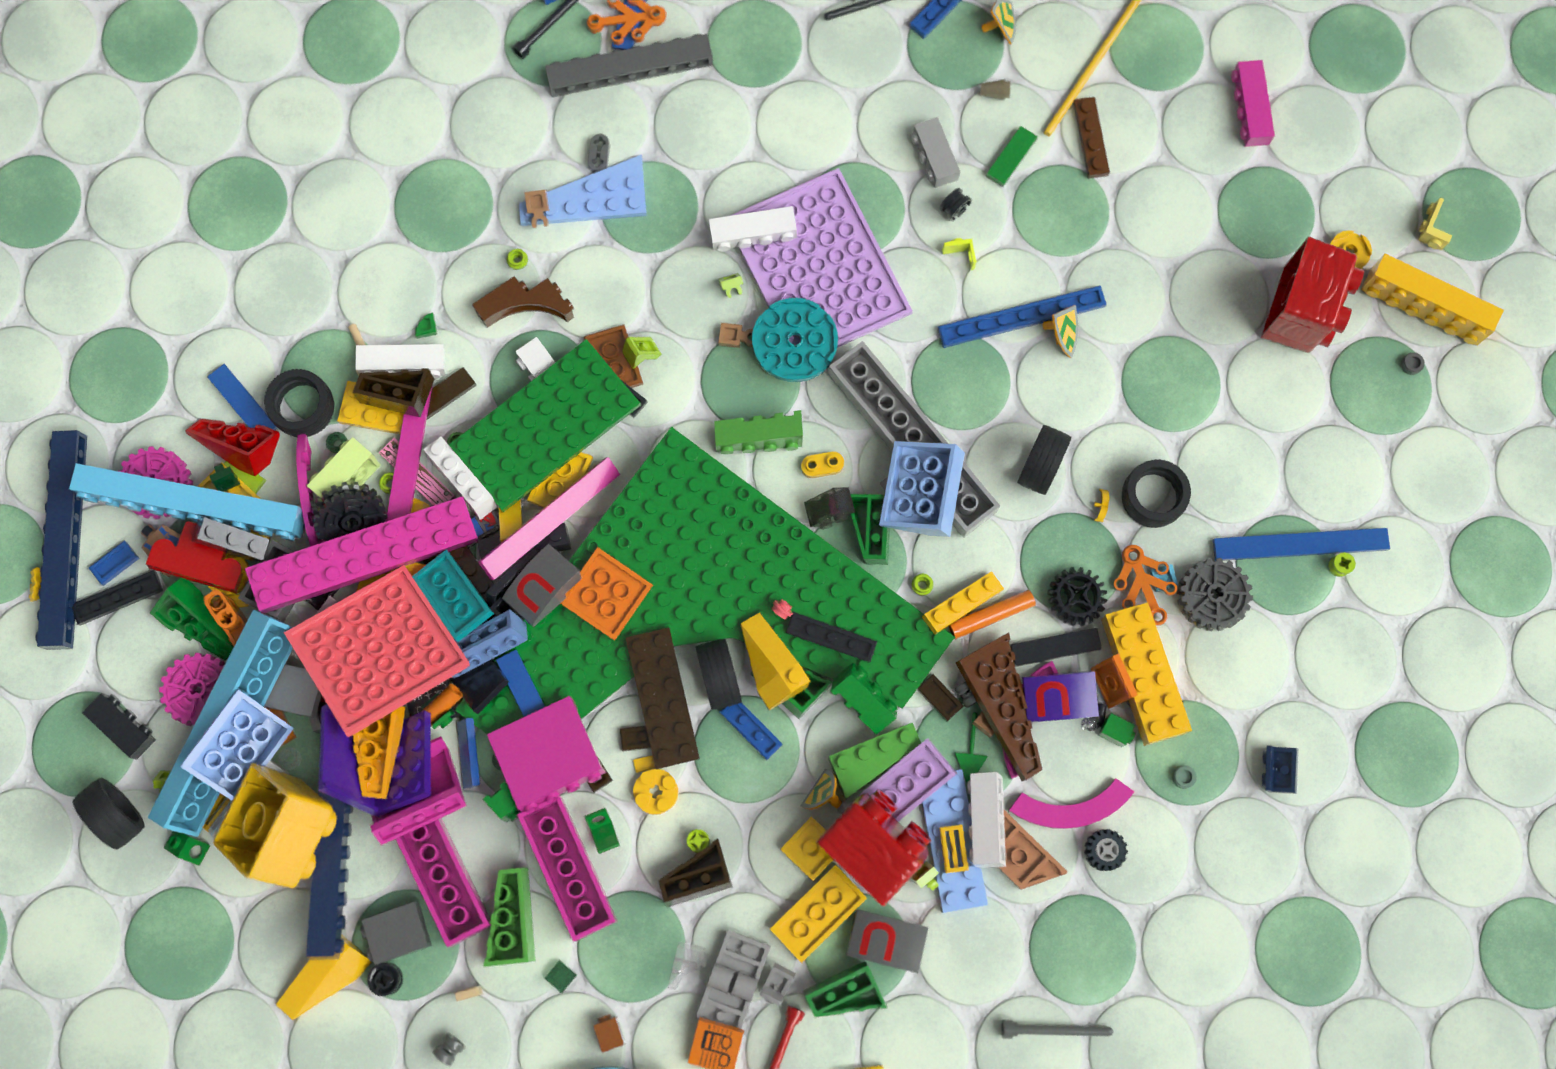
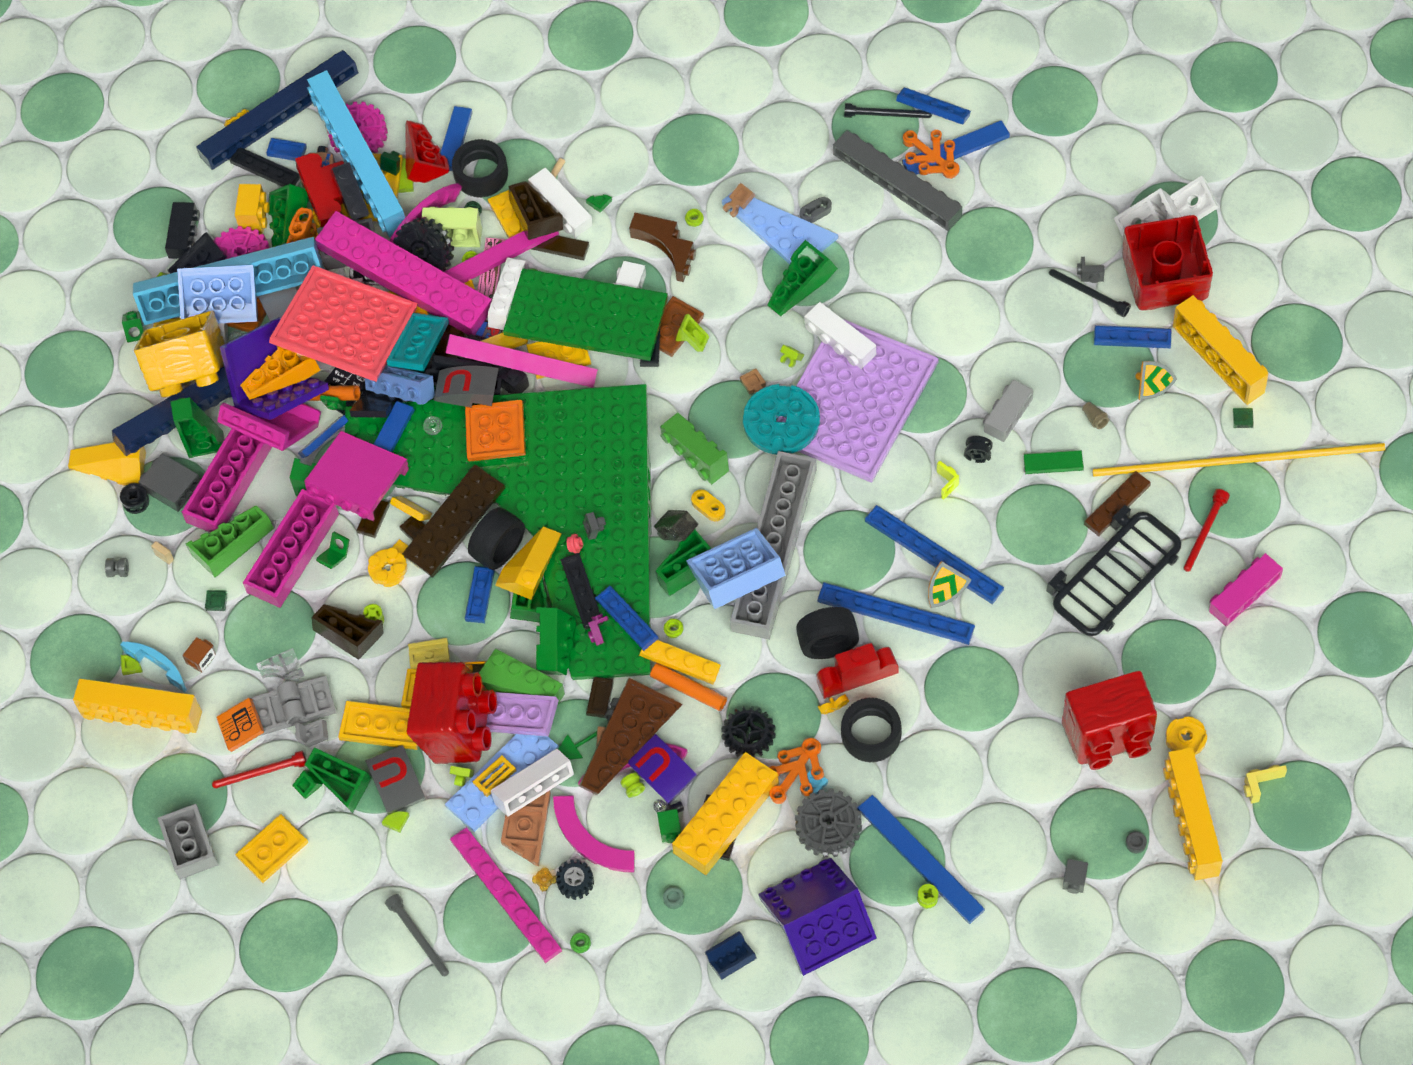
camera: 60 degrees right, 15 degrees down
(108, 813) = (119, 262): black tyre -> none
(158, 642) = (251, 207): none -> yellow brick
(168, 731) = (202, 252): none -> black tile
(368, 869) = (196, 429): none -> green wedge
(550, 638) = (431, 421): none -> clear plate
(613, 726) = (410, 508): none -> yellow tile
(660, 215) = (804, 275): none -> green wedge
(778, 580) = (593, 525): none -> dark grey tile
(778, 818) = (428, 651): none -> light yellow plate
(823, 1027) = (307, 783): none -> green slope
(879, 650) = (595, 633): none -> magenta bracket
(894, 618) = (626, 618): none -> blue tile
(926, 969) = (396, 820): none -> lime tile
(1052, 733) = (632, 785): none -> lime wheel
(1053, 390) = (896, 613): none -> blue tile
(1056, 647) = (699, 746): black tile -> none
(1072, 921) = (506, 895): none -> dark pink plate
(1088, 872) = (538, 879): none -> clear yellow plate
(1092, 464) = (856, 669): none -> red brick
(1114, 681) = (701, 794): orange tile -> none
(1131, 238) = (1122, 519): none -> black bar
(1152, 57) = (1220, 498): none -> red piece
(1175, 886) = (580, 937): none -> bright green plate
(1293, 665) = (819, 914): none -> dark purple bracket
(1412, 434) = (1075, 876): none -> dark grey brick

